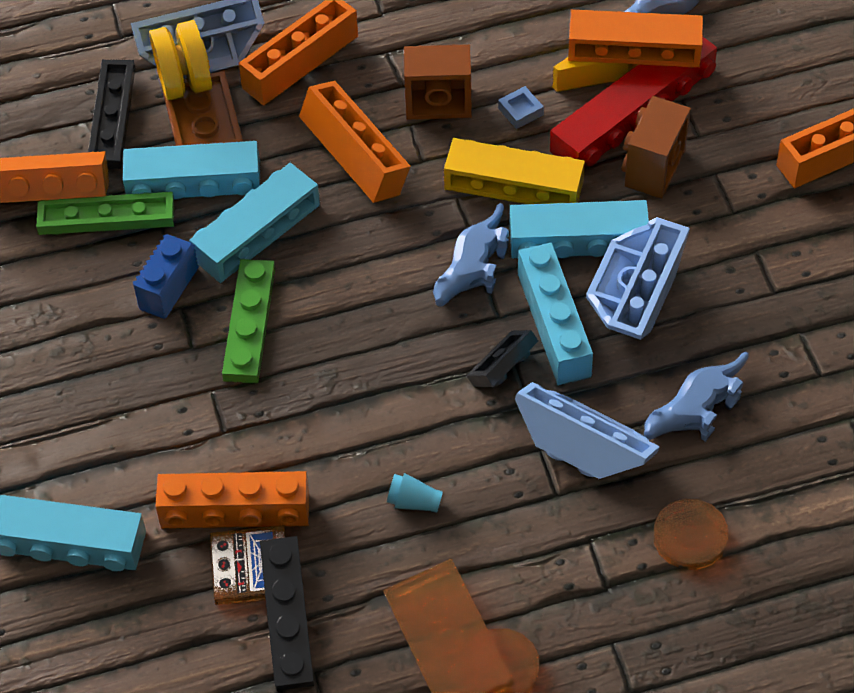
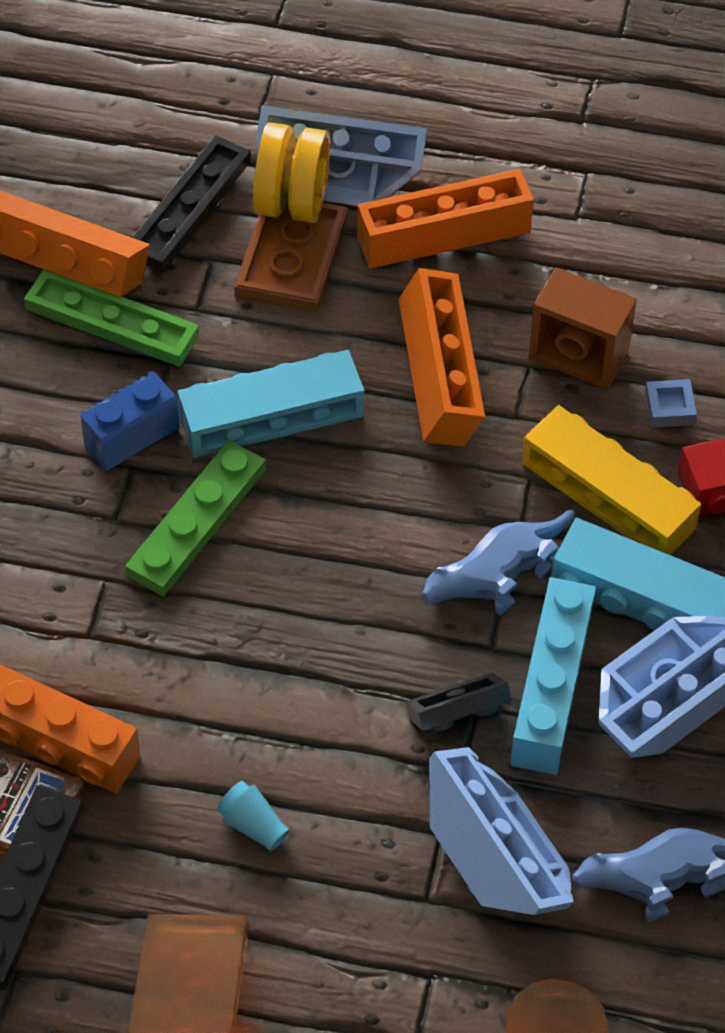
camera: 25 degrees right, 0 degrees up
(193, 169) = (238, 309): medium azure brick -> none

